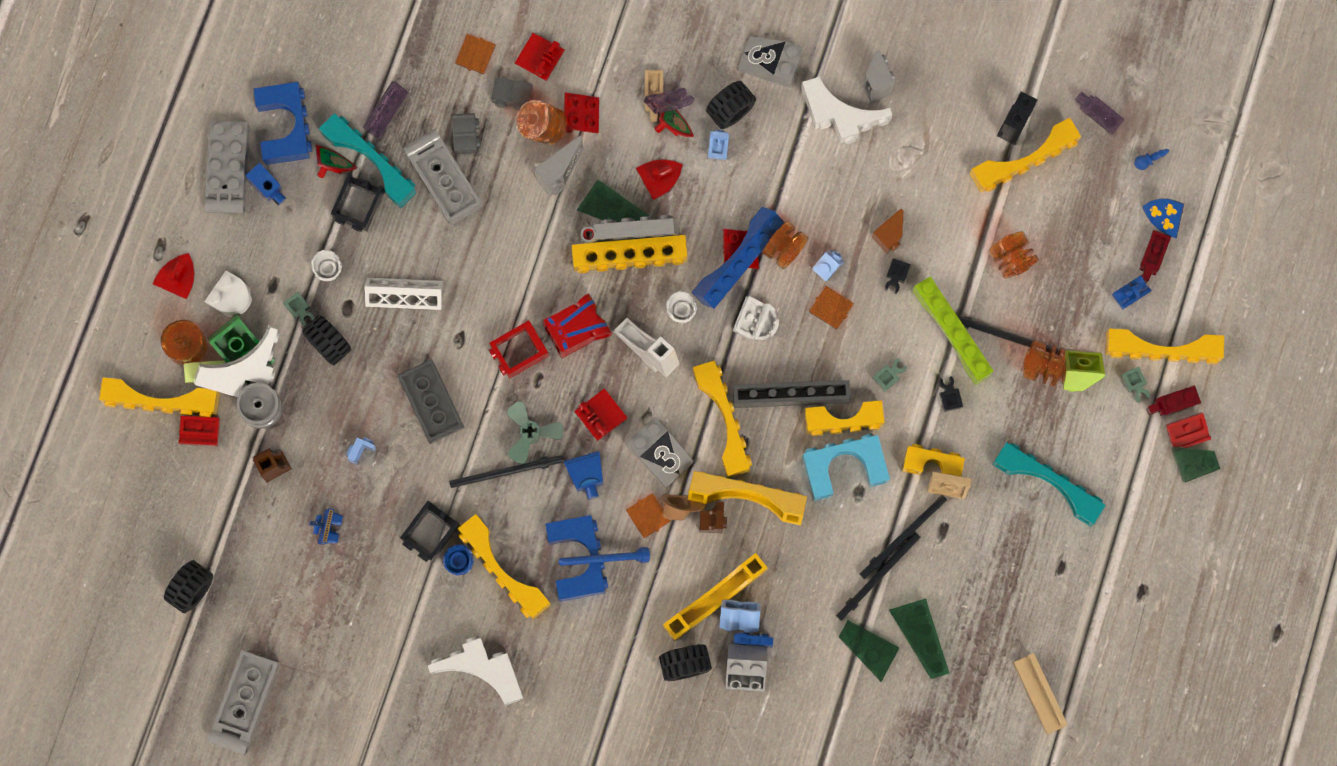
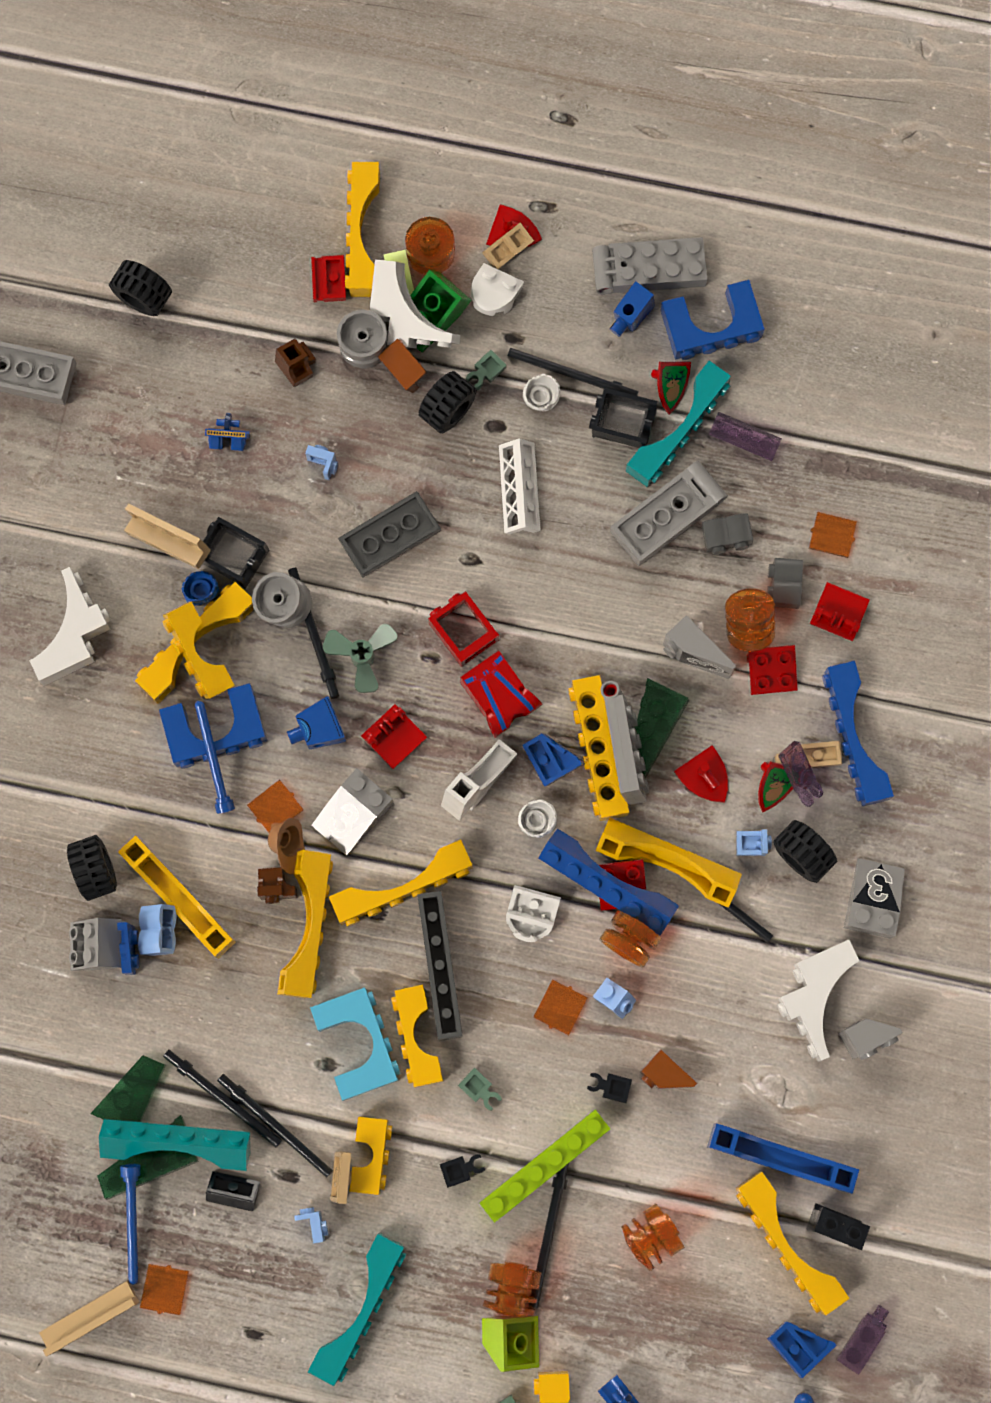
camera: 85 degrees right, 0 degrees up
(192, 279) = (508, 246): none -> tan slope
(287, 374) = (403, 365): none -> dark orange panel
(328, 206) = (569, 372): none -> black bar
(412, 583) = (166, 537): none -> tan fence
(468, 497) = (281, 600): none -> light grey wheel
(491, 570) = (183, 624): none -> yellow arch
(601, 60) = (871, 781): none -> blue arch
(634, 291) = (550, 759): none -> blue wing
(708, 240) = (629, 843): none -> yellow arch
(773, 162) = (749, 922): none -> black bar
(904, 650) = (127, 1138): none -> teal arch
(932, 649) = (130, 1175): none -> blue piece
(951, 574) = (232, 1191): none -> black slope
(962, 153) = (783, 1158): none -> blue arch
(984, 508) = (318, 1227): none -> light blue bracket
(1022, 634) = (164, 1289): none -> clear orange piece
(1102, 159) = (800, 1347): none -> blue wing

